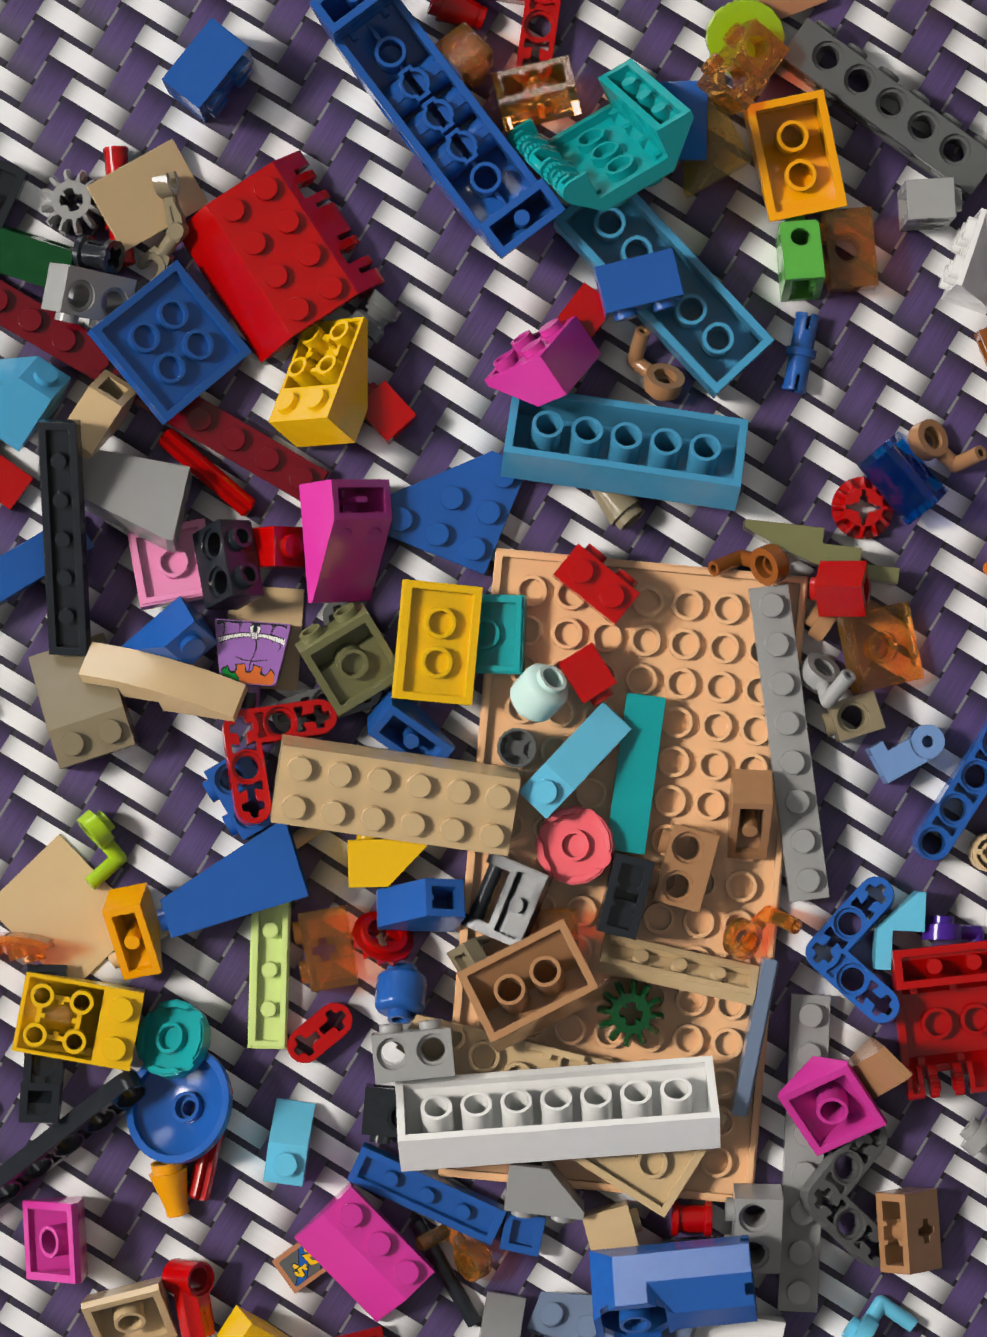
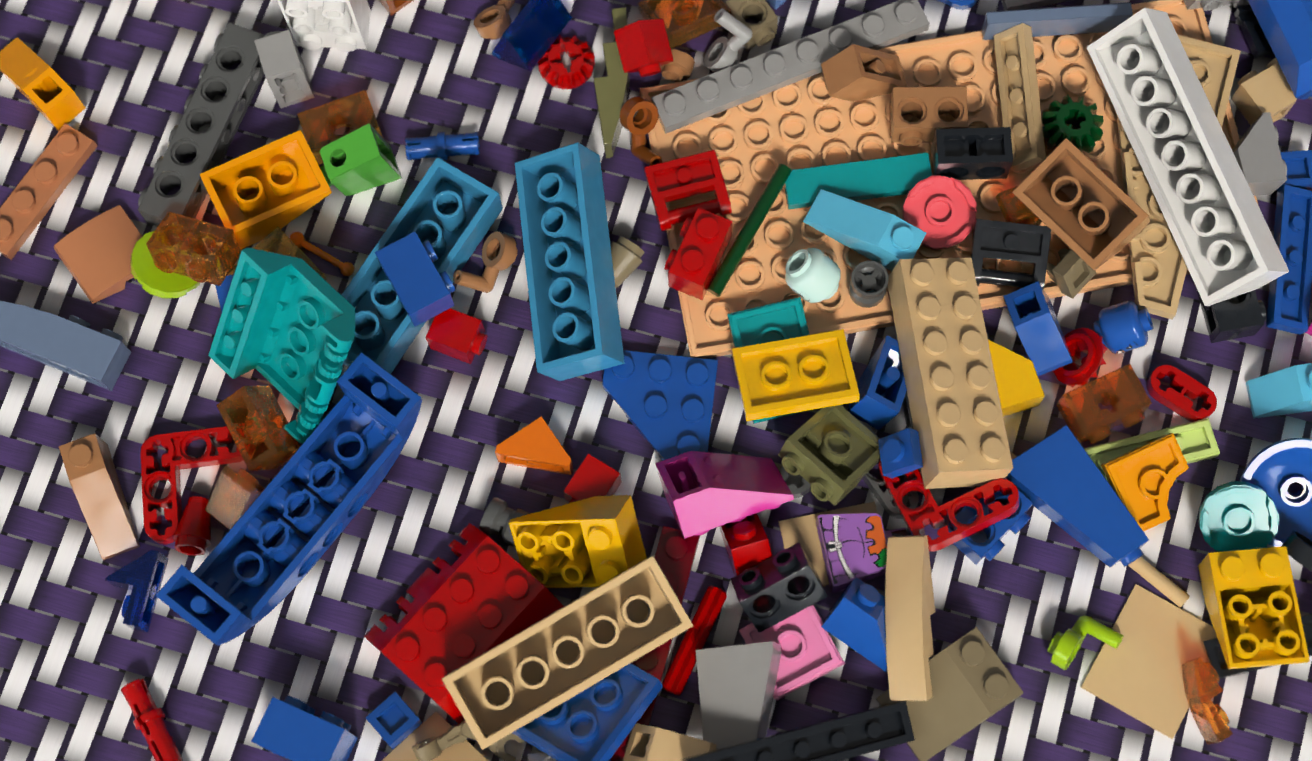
camera: 100 degrees left, 15 degrees down
(134, 930) = (1150, 583): light orange slope -> none
(208, 160) = (393, 720): none -> blue plate
(214, 339) = (567, 652): none -> tan brick
(239, 960) = (1145, 477): none -> light orange tile
(324, 721) = (900, 453): none -> blue plate
(415, 1063) = (1187, 289): light grey brick -> none
(441, 367) = (536, 449): none -> orange slope
(544, 363) = (509, 349): dark pink slope -> none
(588, 675) = (782, 239): red brick -> none
(610, 644) = (749, 230): none -> dark green bar
(685, 593) = (684, 179): none -> red plate
(691, 1218) = (1229, 32): red bush -> none
(739, 178) = (346, 268): none -> orange hinge
(744, 936) = (972, 53): clear orange plate -> none

